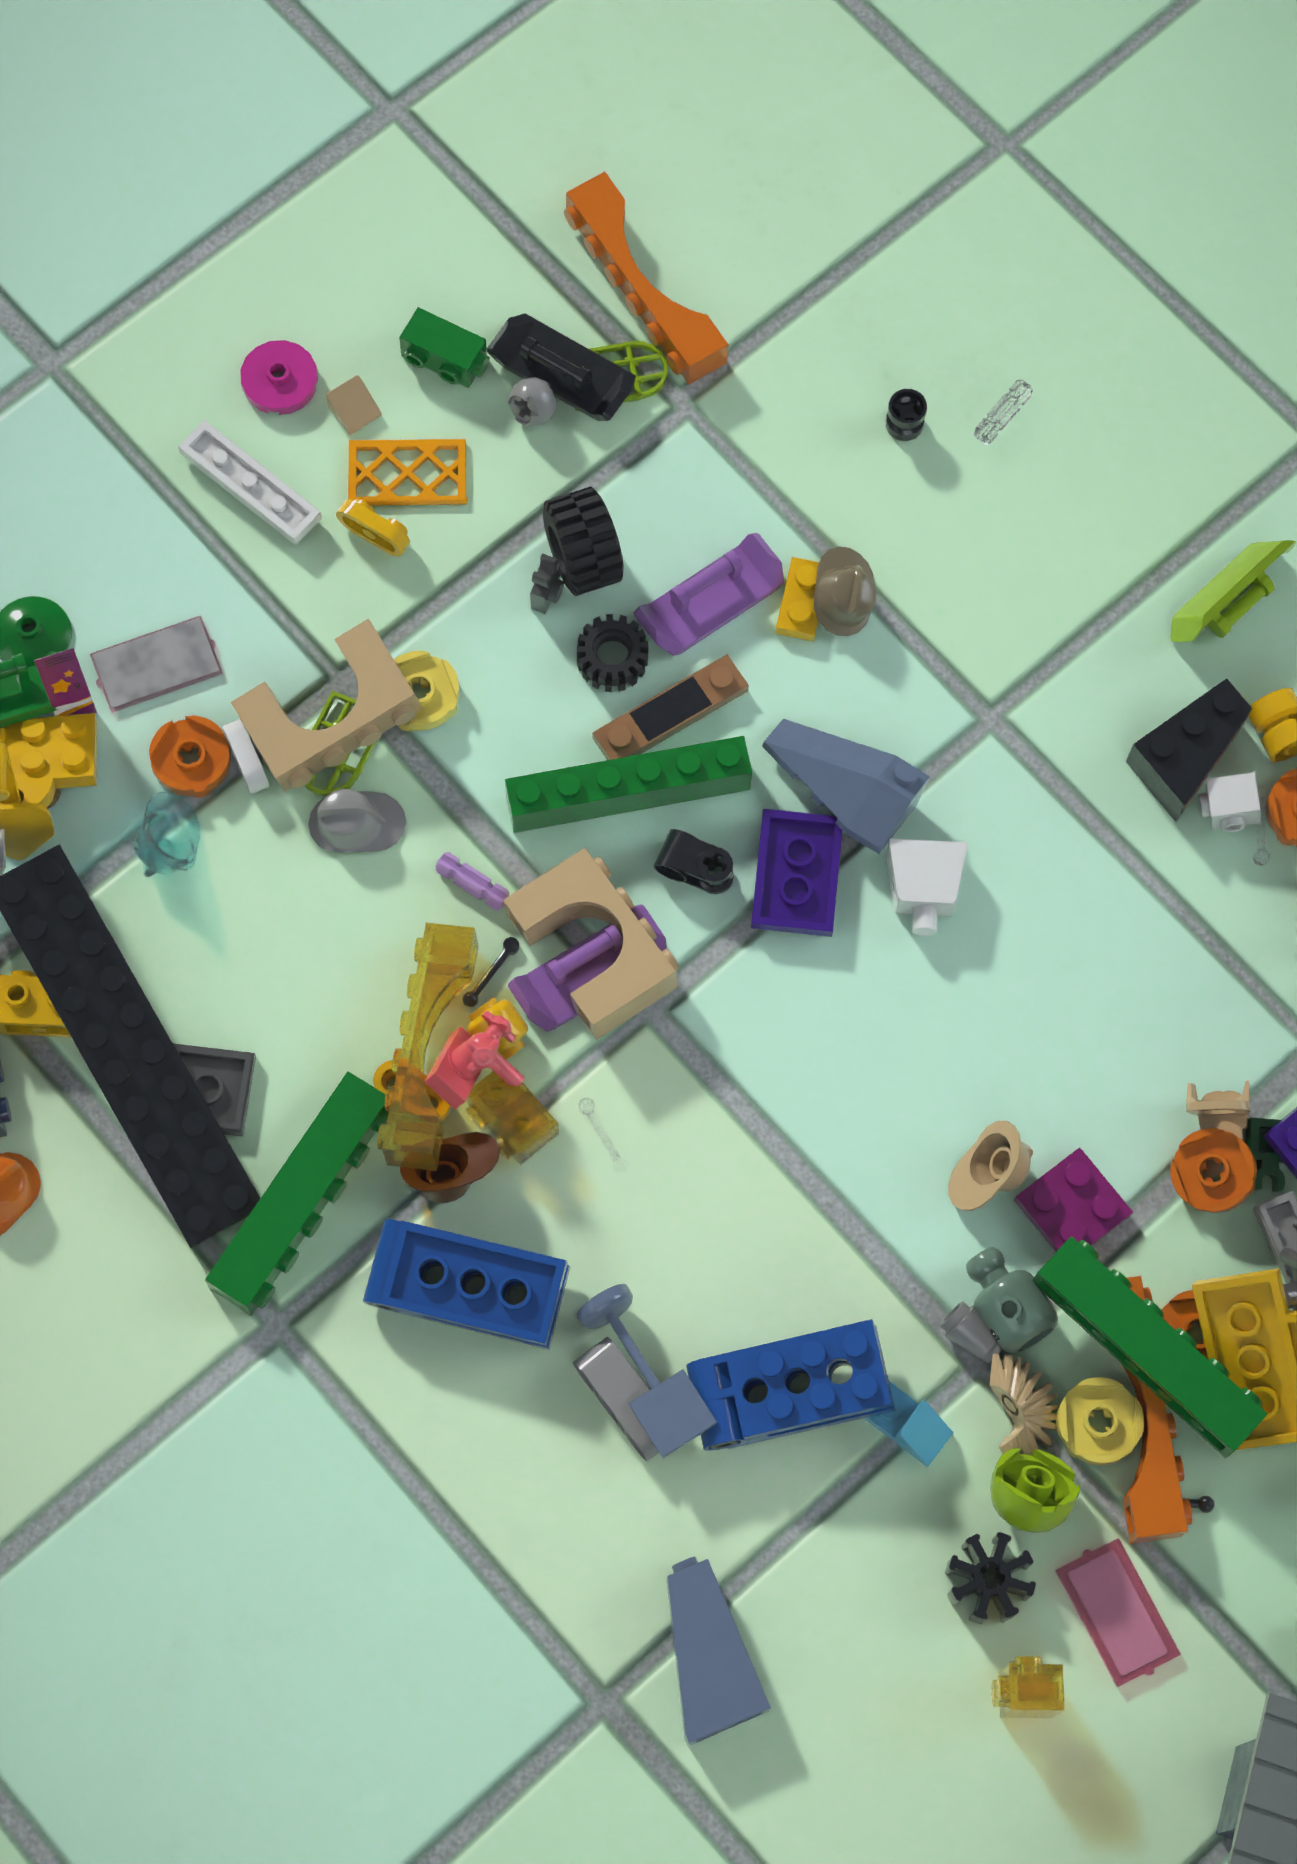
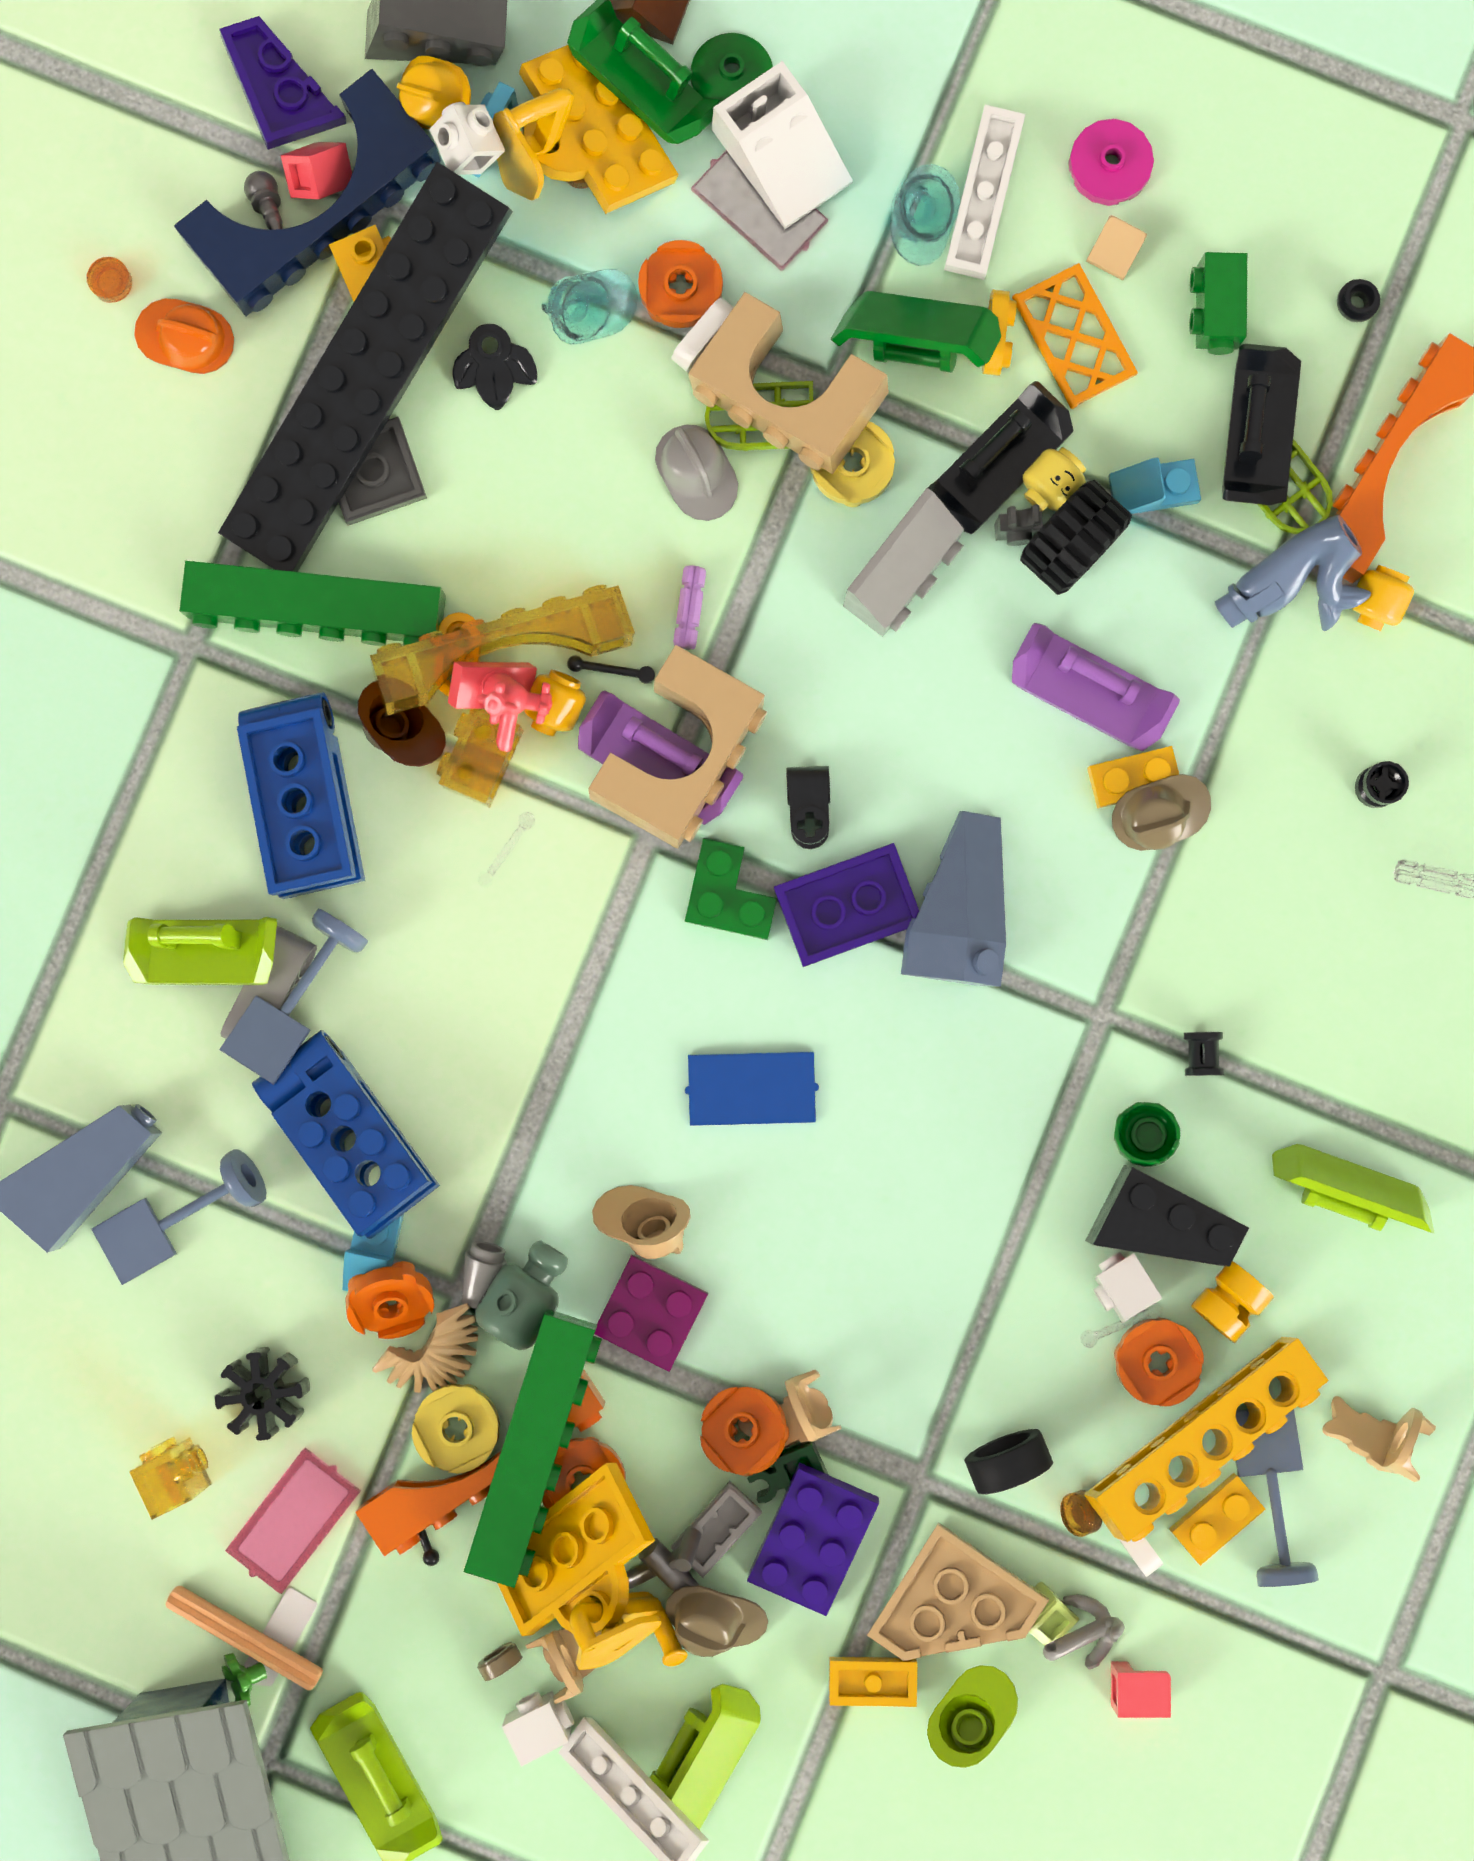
camera: 65 degrees right, 15 degrees up
(65, 683) = (681, 129): magenta sticker -> none
(121, 617) = (781, 144): none -> white slope
(179, 944) = (496, 371): none -> black plate
(242, 534) = (924, 214): none -> clear light blue piece
(338, 583) = (920, 330): none -> green piece
(479, 575) = (997, 460): none -> black piece
(498, 239) = (1367, 292): none -> black plate
(522, 540) = (1053, 478): none -> light yellow head
(531, 688) = (905, 565): none -> light grey slope
(532, 402) = (1206, 416): light grey piece -> none
(563, 1437) = (200, 951): none -> lime piece
(567, 465) = (1156, 485): none -> medium azure slope
(606, 631) = (989, 598): black tyre -> none
(628, 784) = (854, 703): green brick -> none
(671, 710) = (953, 707): medium nougat plate -> none
(696, 404) = (1282, 574): none -> sand blue piece
(737, 979) = (716, 900): none -> green plate
(752, 343) = (1388, 597): none -> yellow head
(792, 1630) = (137, 1239): none -> sand blue piece
(916, 1029) = (751, 1088): none -> blue piece
(925, 879) = (899, 1030): white torso -> none
(947, 1403) = (400, 1283): none -> orange plate
(1033, 1490) = (356, 1398): lime cylinder -> none
(1071, 661) = (1211, 1053): none -> black bush
(1109, 726) = (1147, 1134): none -> green hair
(1206, 1705) = (244, 1637): none -> light nougat axle
(1221, 1680) = (286, 1626): none -> white sticker
(1239, 1726) = (242, 1677): none -> bright green plant

